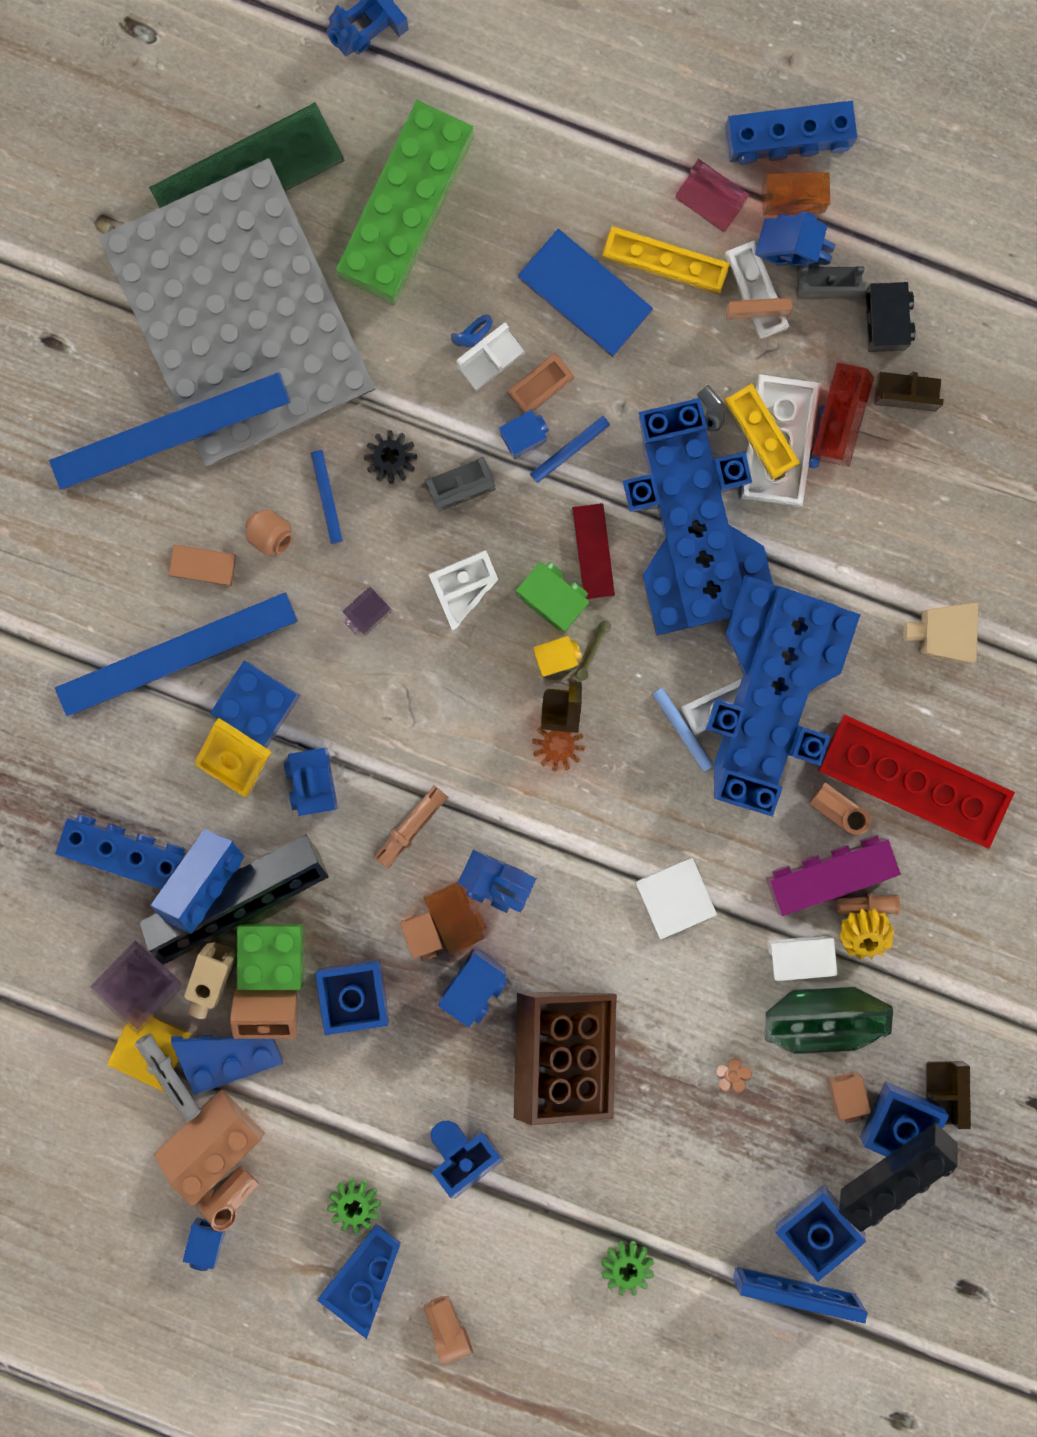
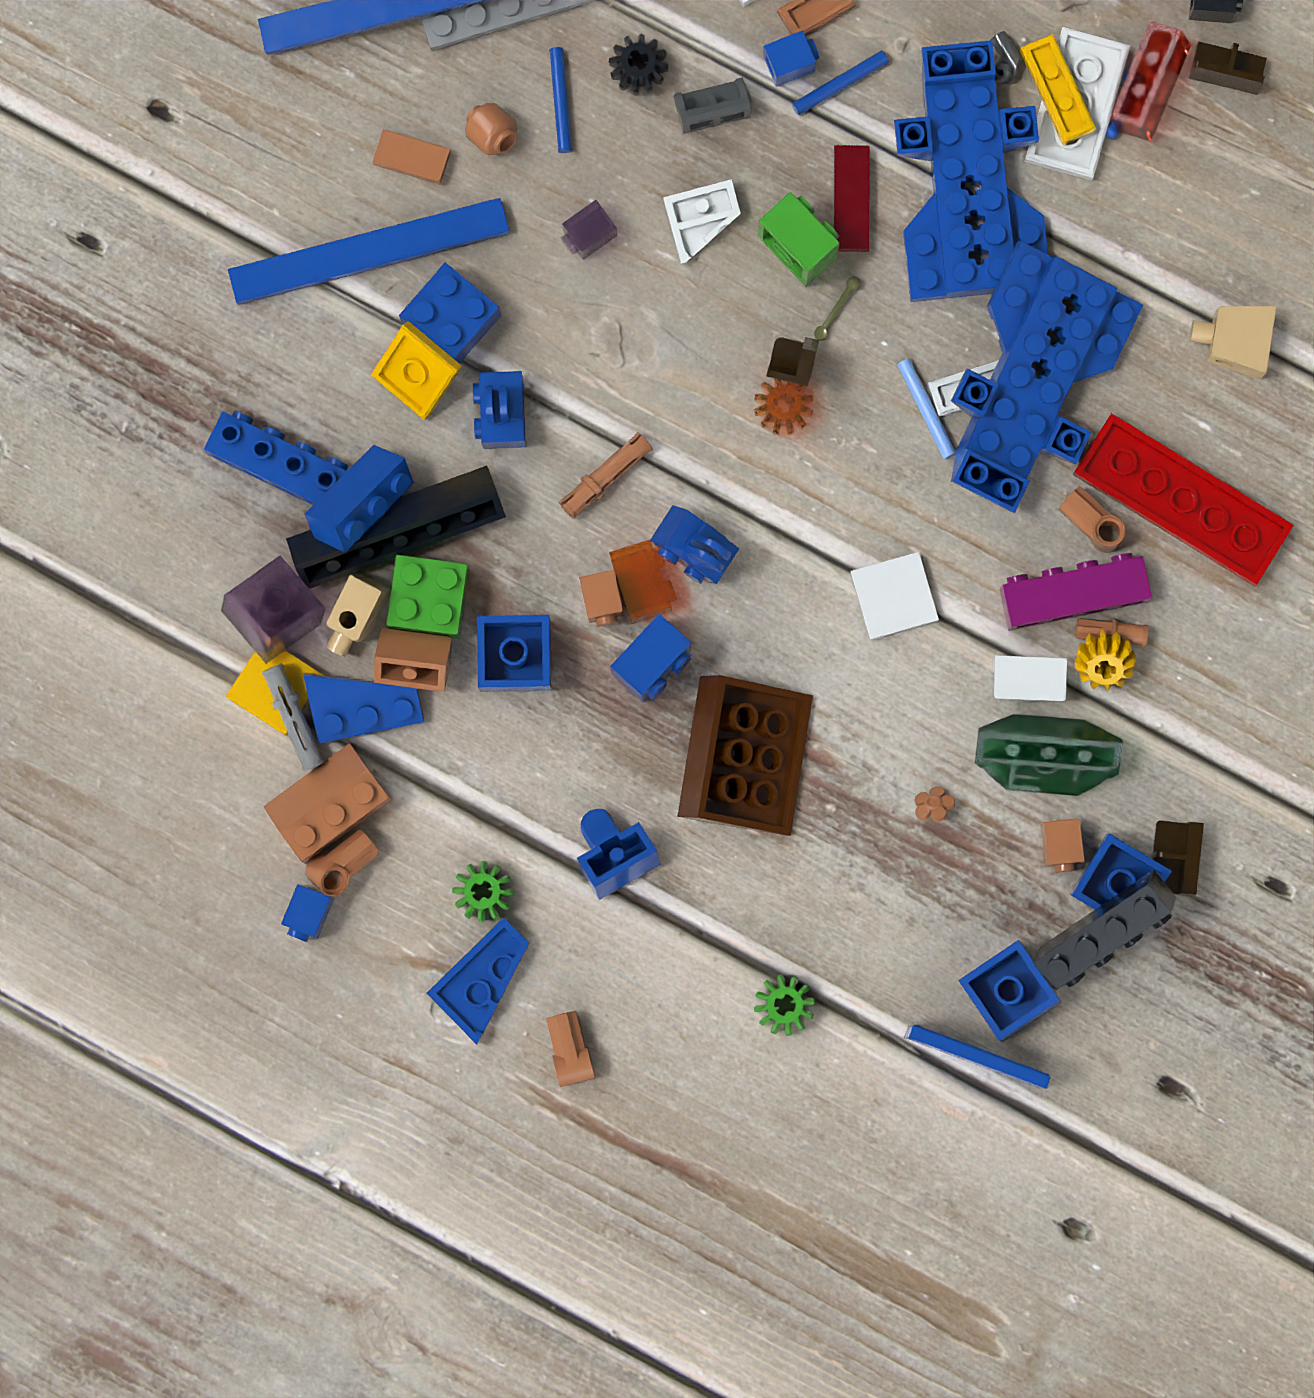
camera: 10 degrees right, 5 degrees down
(557, 656) = (795, 307): yellow brick -> none

